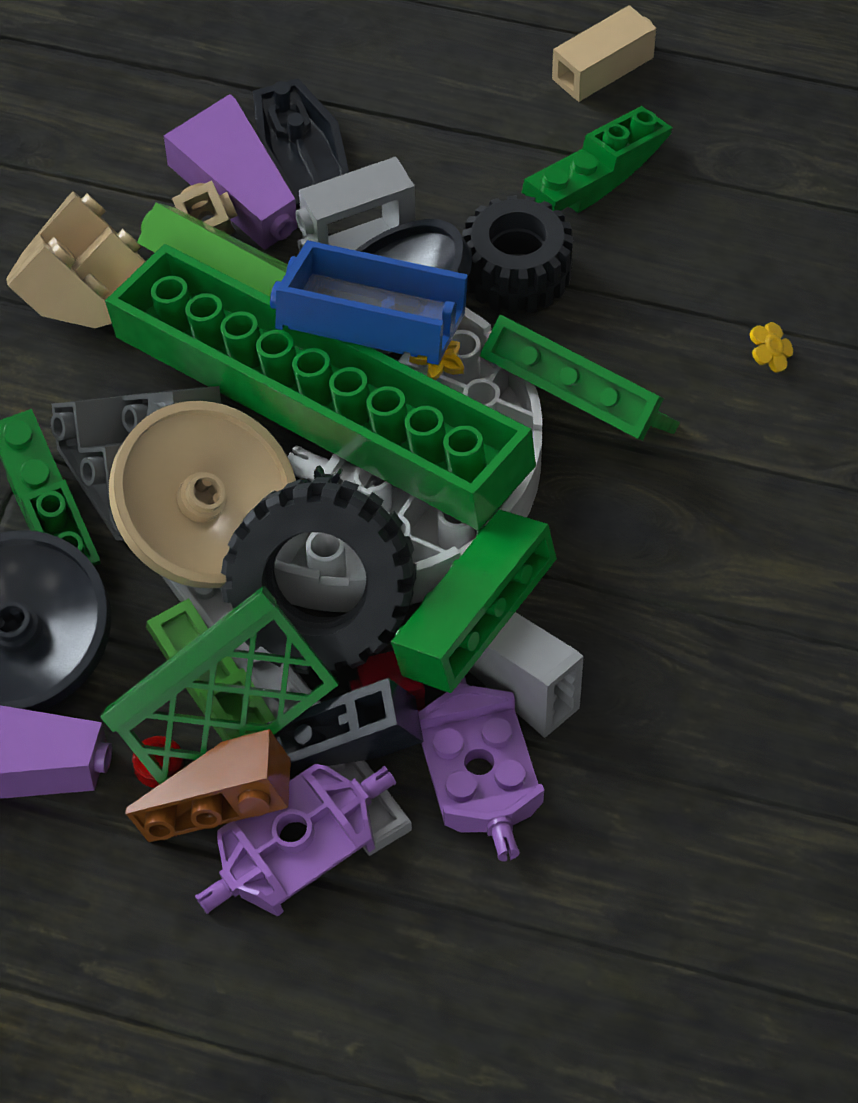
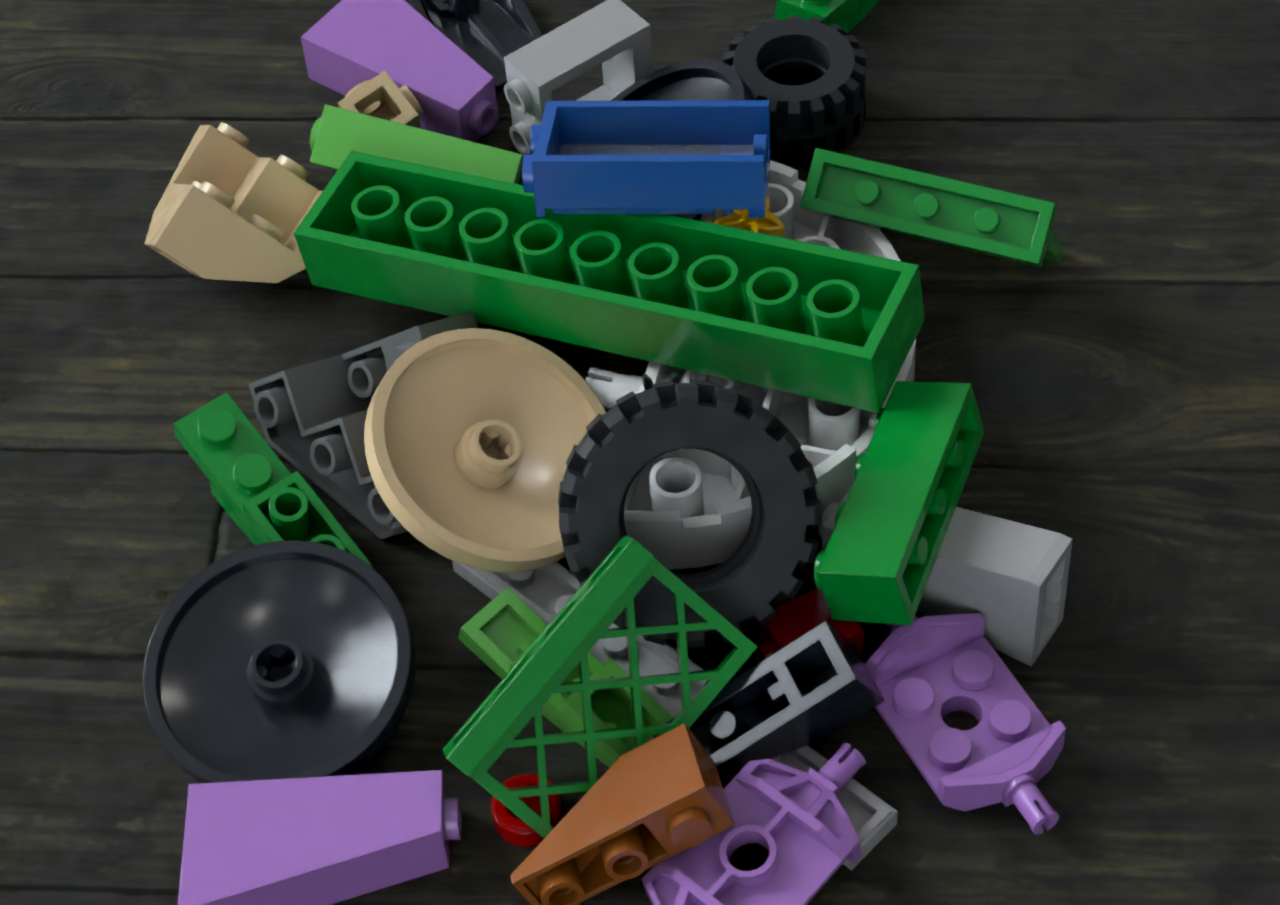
camera: 10 degrees left, 5 degrees down
(770, 346) = (1146, 136): yellow plant -> none

